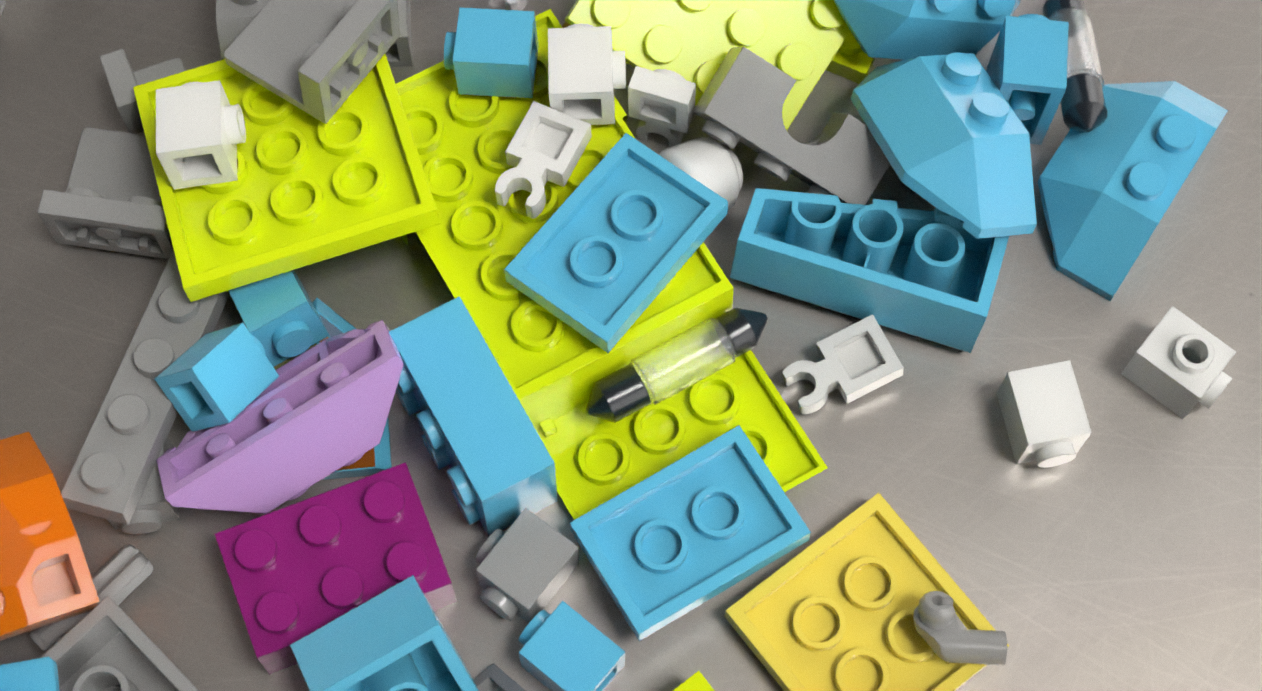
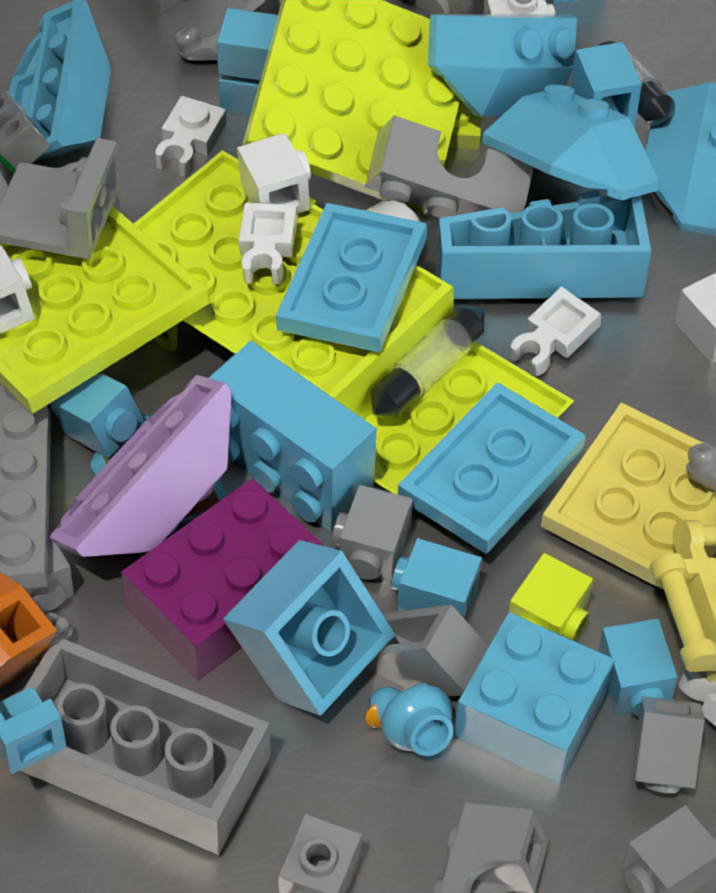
camera: 20 degrees left, 15 degrees down
(217, 377) = (76, 460): medium azure brick -> none
(493, 52) = (197, 182): medium azure brick -> none
(661, 103) = (339, 182): white plate -> none

